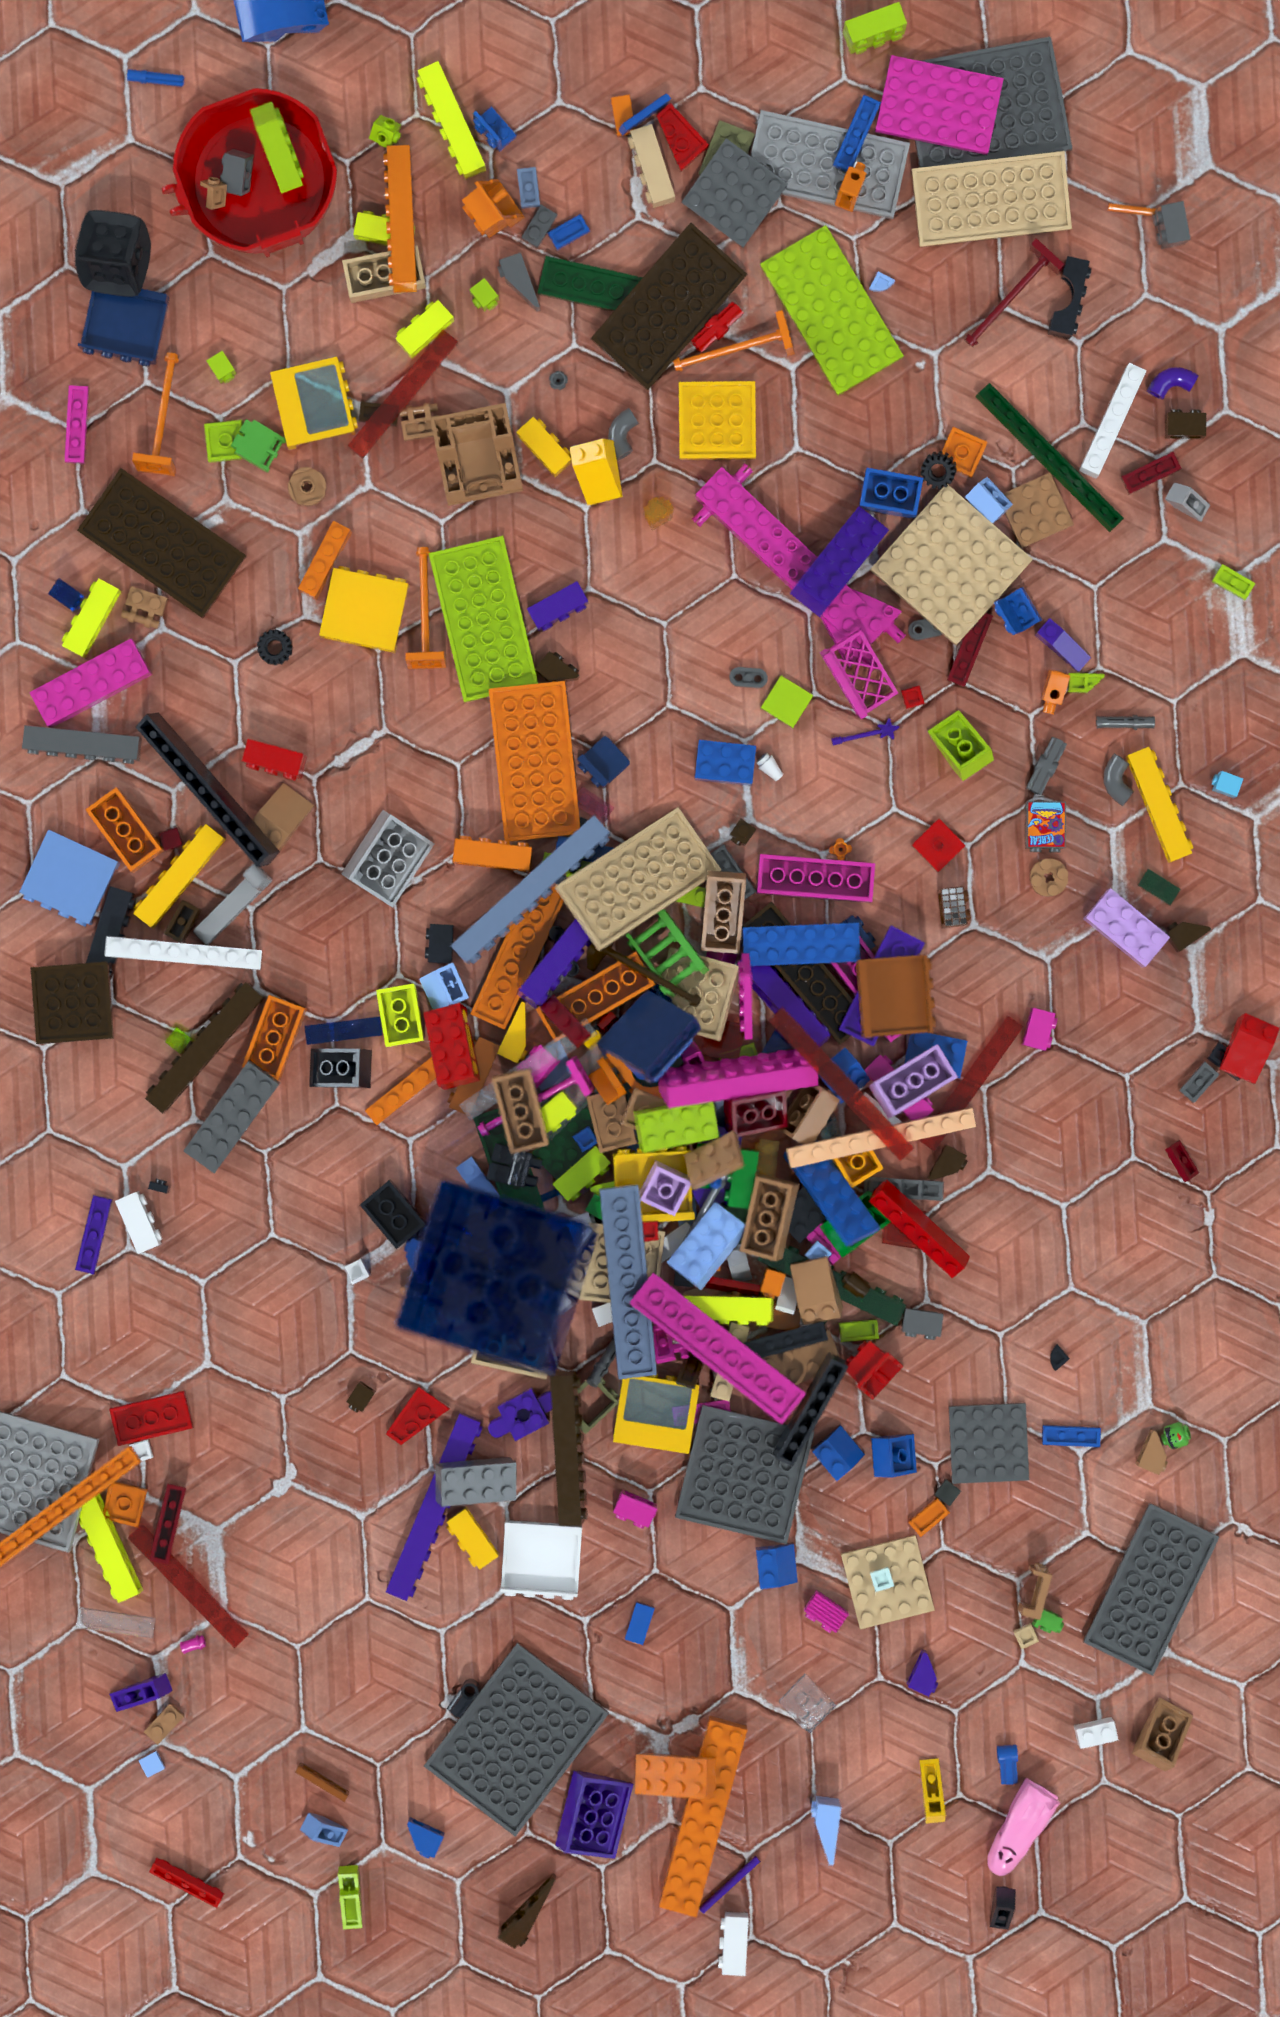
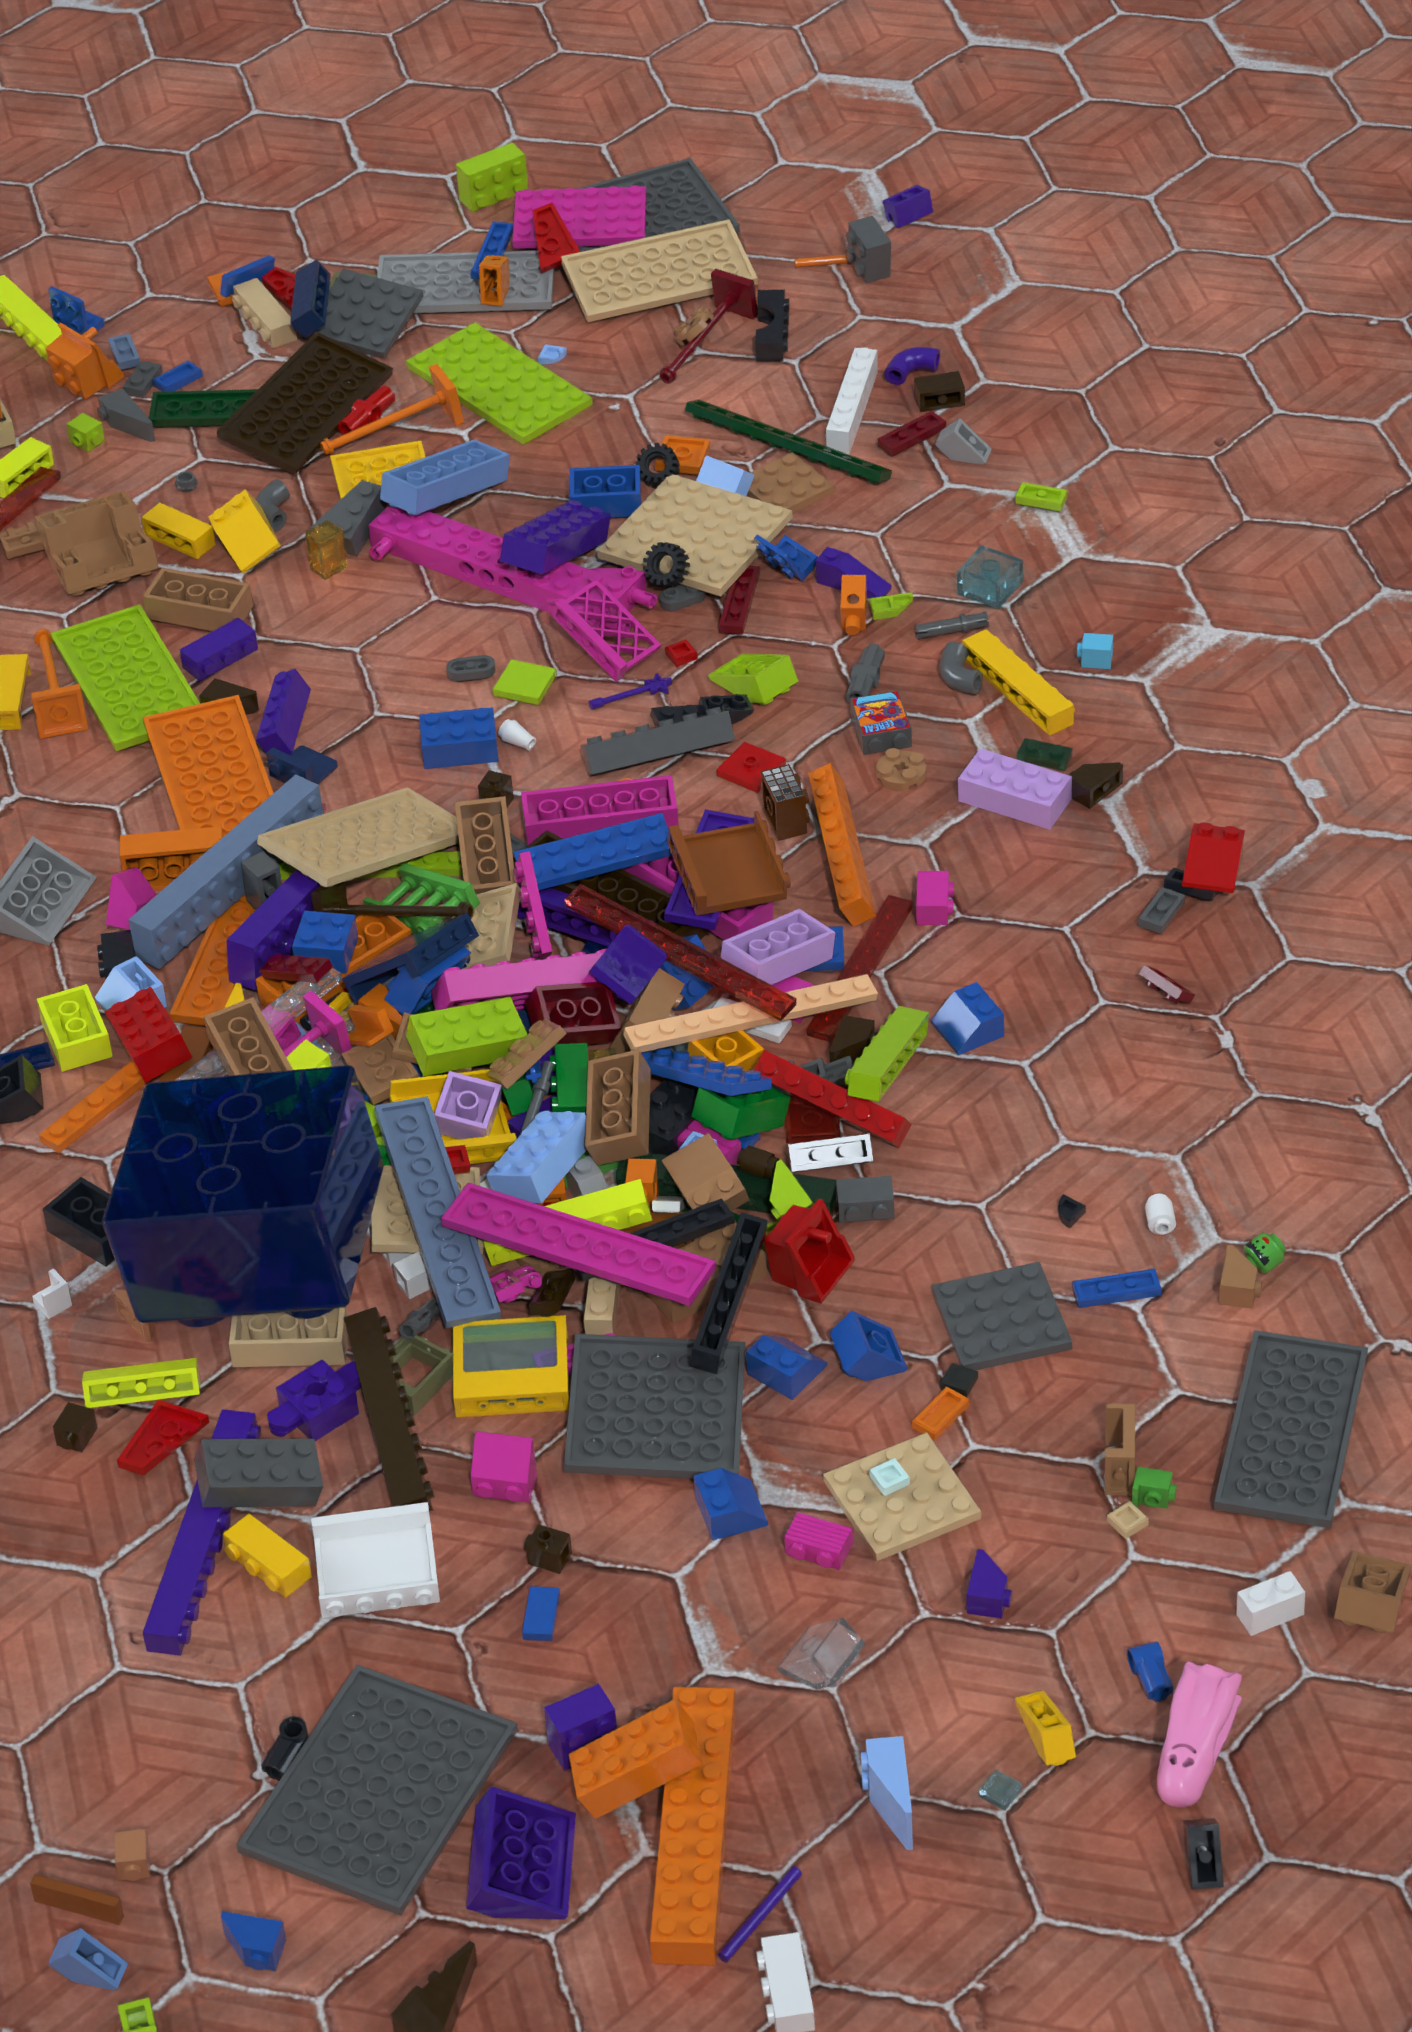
camera: 10 degrees left, 45 degrees down
(359, 1757) = (132, 1855): none -> nougat brick
(409, 1371) = (141, 1382): none -> neon yellow brick
(457, 901) = (127, 896): none -> dark pink slope
(548, 548) = (196, 599): none -> medium nougat brick
(554, 910) = (260, 878): none -> dark grey brick
(590, 994) = (327, 937): none -> blue brick
(596, 703) = (283, 712): none -> dark purple brick
(647, 1735) = (578, 1722): none -> dark purple brick
(652, 1576) = (548, 1548): none -> dark brown brick
(683, 479) = (355, 514): none -> dark grey wedge
(692, 175) = (310, 298): none -> dark blue brick
(765, 455) = (444, 477): none -> medium blue brick
(798, 1091) = (628, 964): none -> dark purple bracket
(871, 1321) = (787, 1191): none -> lime slope
(873, 810) = (658, 741): none -> dark grey brick
(893, 1828) = (1000, 1790): none -> clear light blue tile
(907, 1273) = (829, 1152): none -> brick
(909, 143) = (551, 237): none -> red wing
(913, 781) = (737, 705): none -> black slope
(927, 608) = (655, 558): none -> black tyre
(968, 1200) = (887, 1054): none -> lime brick
(985, 959) = (842, 845): none -> orange brick
(1013, 286) = (694, 326): none -> medium nougat plate
(1033, 1162) = (969, 1019): none -> blue slope
(1117, 1382) = (1160, 1214): none -> white brick
(1168, 680) = (990, 576): none -> clear light blue brick
(1220, 157) = (908, 205): none -> dark purple hinge

